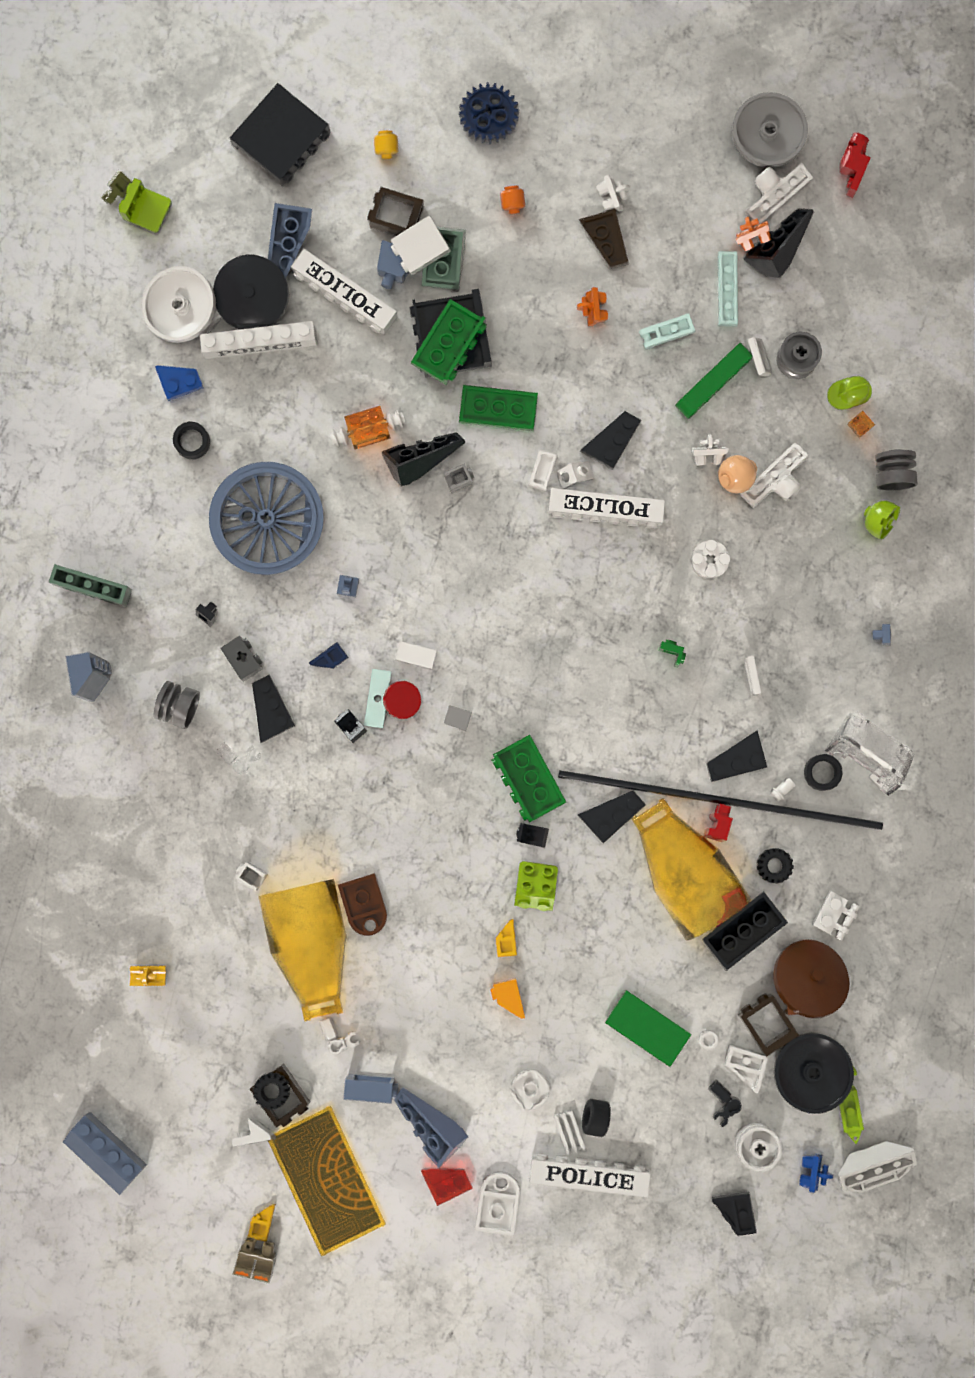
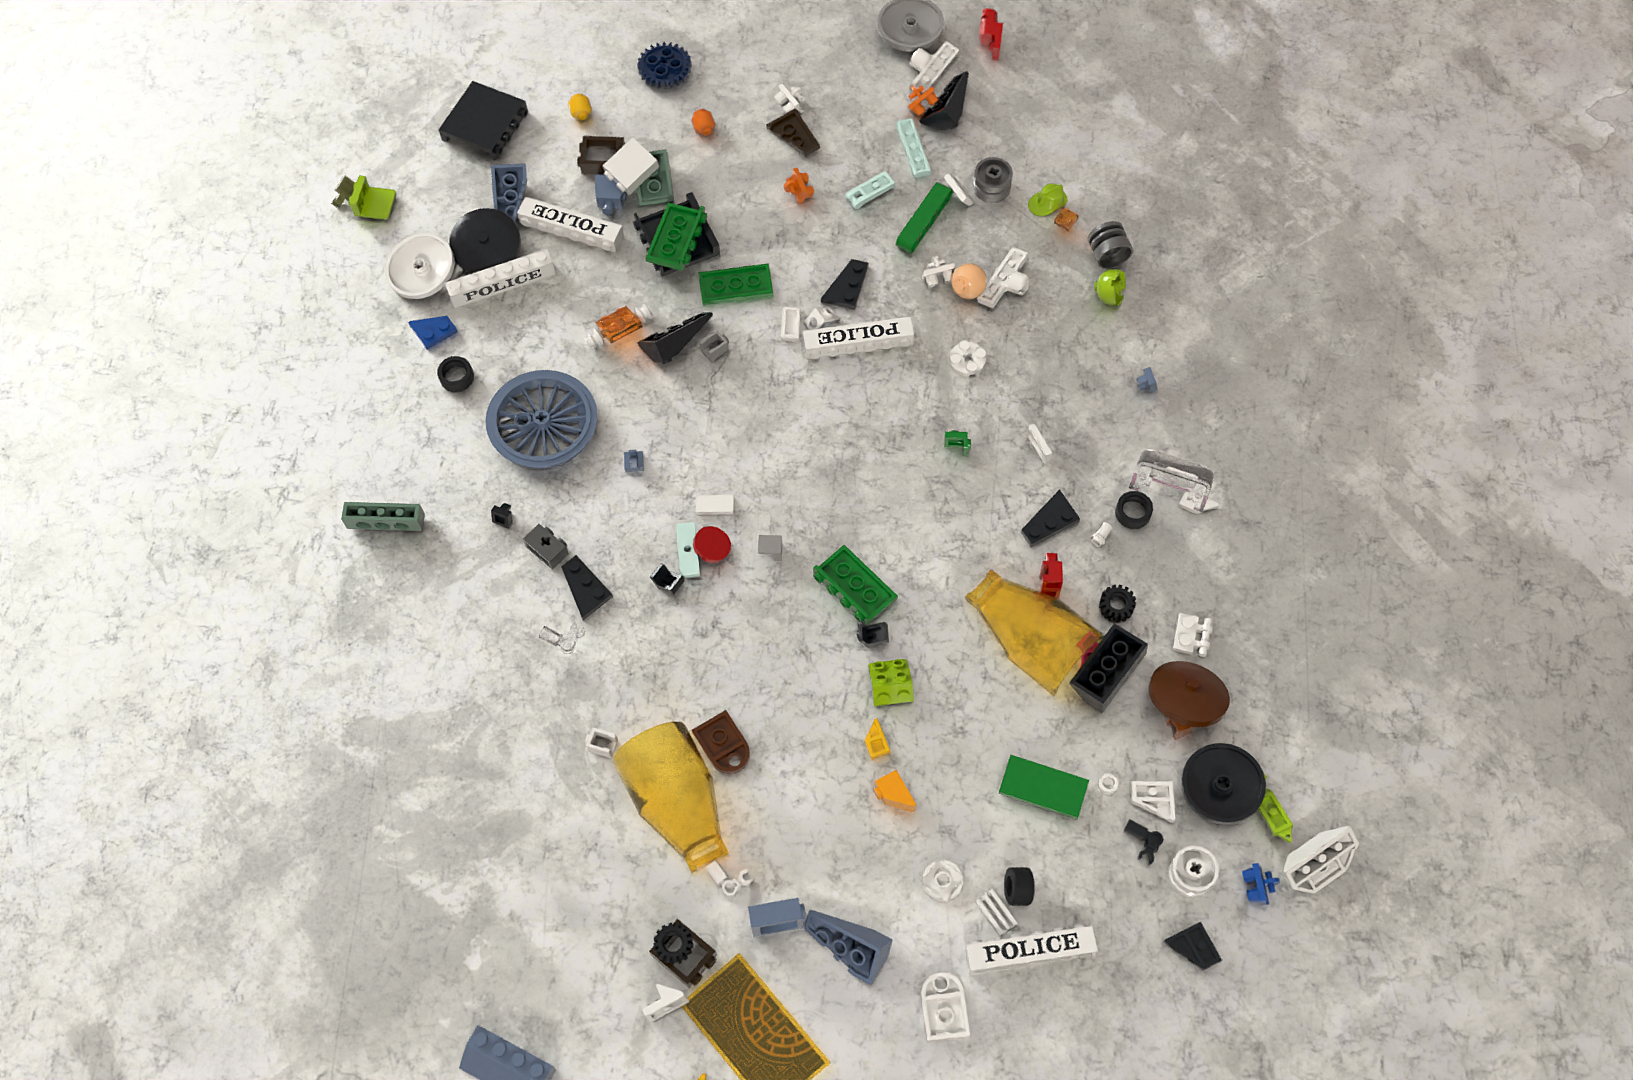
camera: 15 degrees left, 20 degrees down
(87, 675) = (397, 585): sand blue slope -> none
(147, 975) = (516, 866): yellow hips -> none
(174, 703) = (490, 599): flat silver wheel -> none
(330, 658) = (632, 527): dark blue tile -> none
(446, 1183) = (883, 999): clear red wing -> none
(612, 815) = (945, 599): black wing -> none
(720, 800) = (1038, 560): black piece -> none
(779, 1040) = (1150, 763): dark brown window -> none

